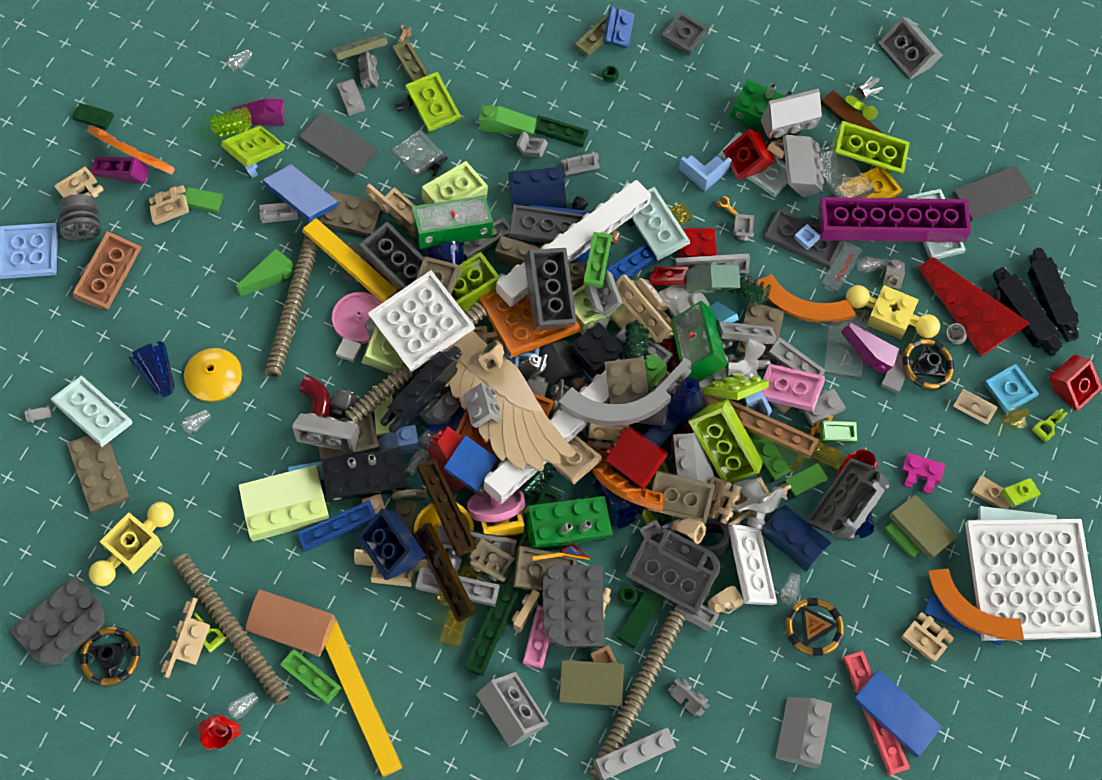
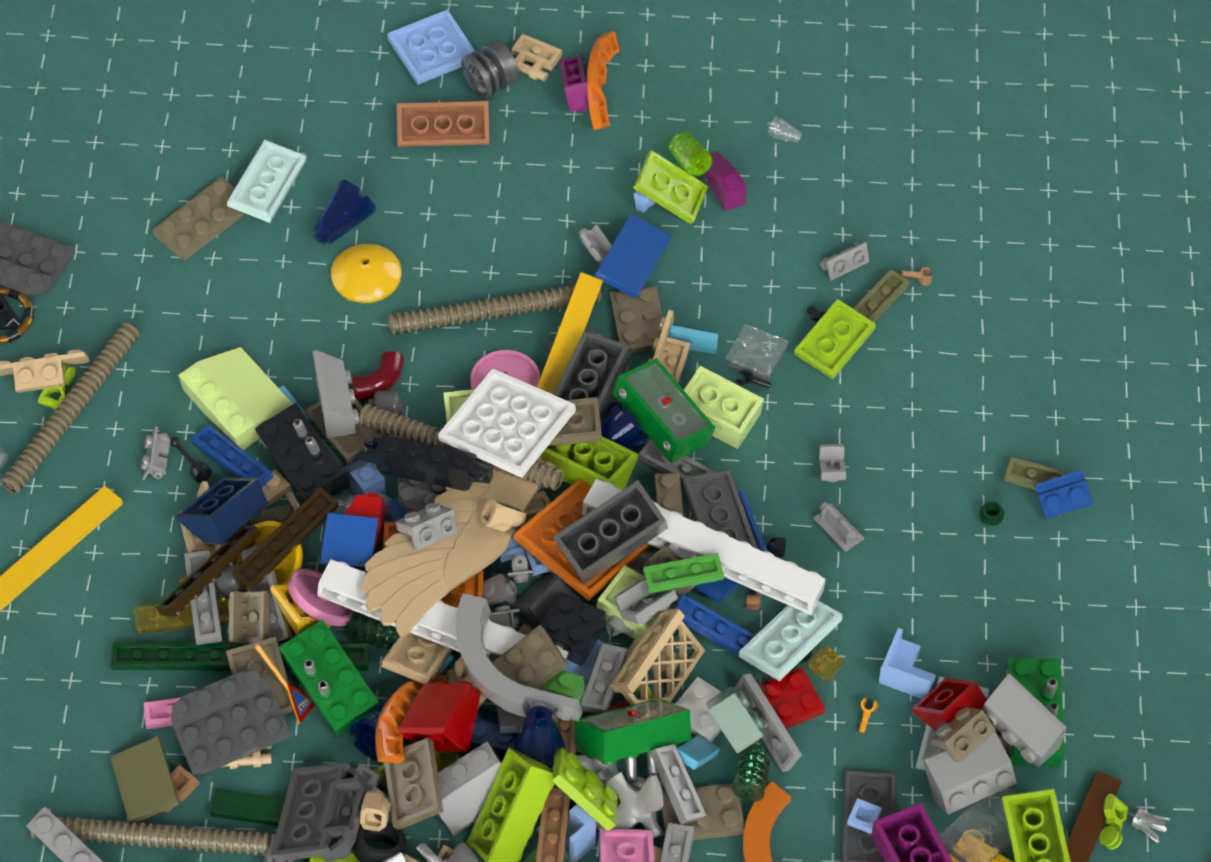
camera: 70 degrees right, 10 degrees down
(37, 414) = (239, 134): light grey pin -> none
(93, 116) = (633, 31): dark green tile -> none
(143, 544) = (128, 277): light yellow brick -> none
(171, 208) = (553, 144): tan plate -> none
(194, 422) = (297, 277): clear cone -> none
(204, 199) = (580, 174): bright green tile -> none
(269, 272) = (515, 269): bright green slope -> none
(290, 622) = (98, 458): nougat slope -> none
(298, 578) = (151, 462): none -> light grey hinge
(310, 676) = (45, 502): bright green plate -> none
(335, 554) = (199, 471): none -> black hinge
(338, 144) = (726, 271): dark grey tile -> none
(348, 350) = (458, 382): white tile -> none
(350, 97) = (798, 258): light grey plate -> none
(359, 46) = (866, 234): olive tile -> none
(391, 181) = (699, 340): none -> medium azure tile
(503, 120) = (850, 423): bright green slope -> none
(512, 708) = (83, 710): light grey slope -> none
(529, 602) = (196, 679): tan plate -> none
(537, 187) = (773, 493): dark blue slope -> none
(561, 131) = (876, 490): dark green tile -> none
(627, 590) = (272, 777): dark green plate -> none
(636, 341) = (594, 661): clear green piece -> none
(651, 294) = (688, 668): tan tile -> none
(669, 276) = (722, 675): red plate -> none
(684, 33) = (1105, 575): dark grey plate -> none
(719, 496) = (435, 834): tan plate -> none
(743, 226) = (843, 740): light grey bracket -> none
(781, 152) = (963, 733): none -> dark tan bracket

